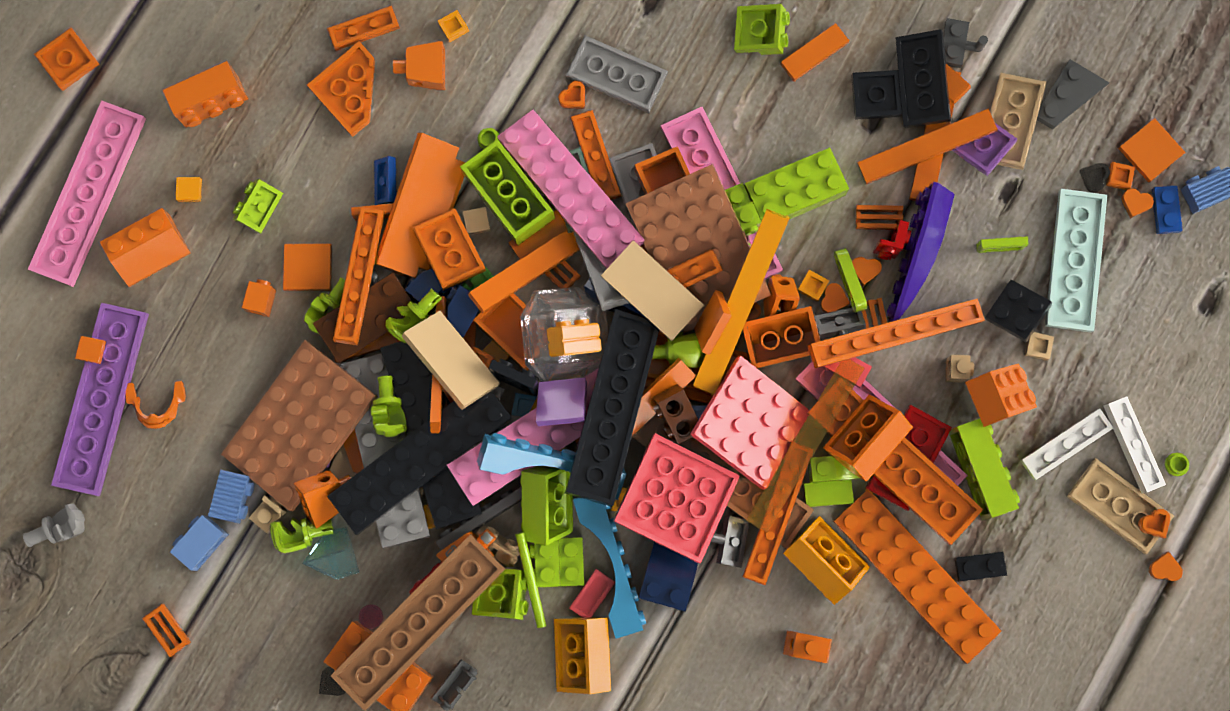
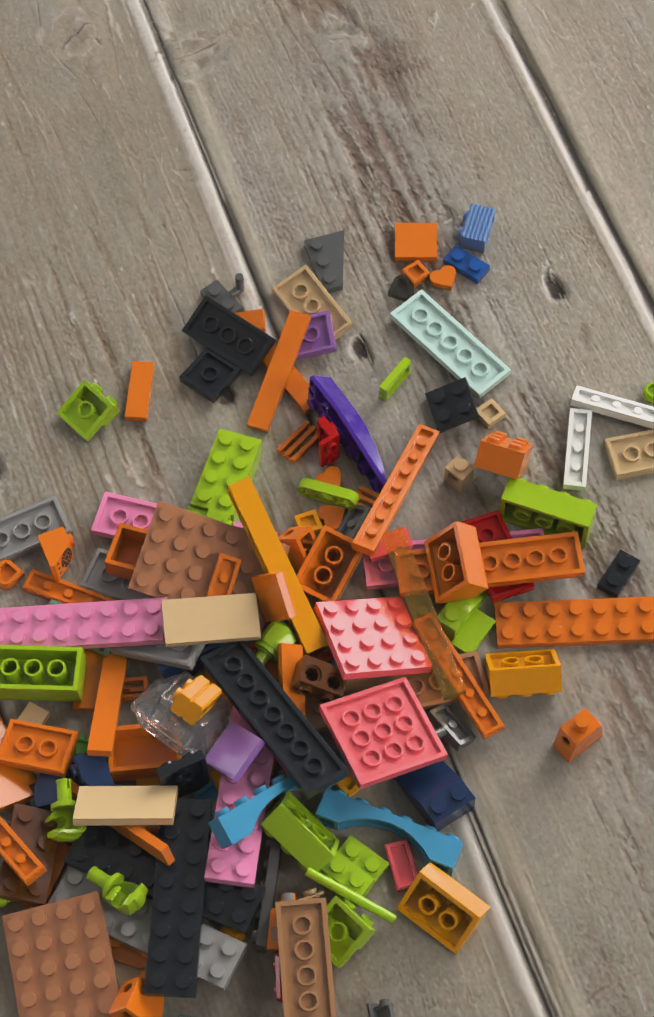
camera: 50 degrees left, 20 degrees down
(620, 116) = (57, 550): none -> orange slope

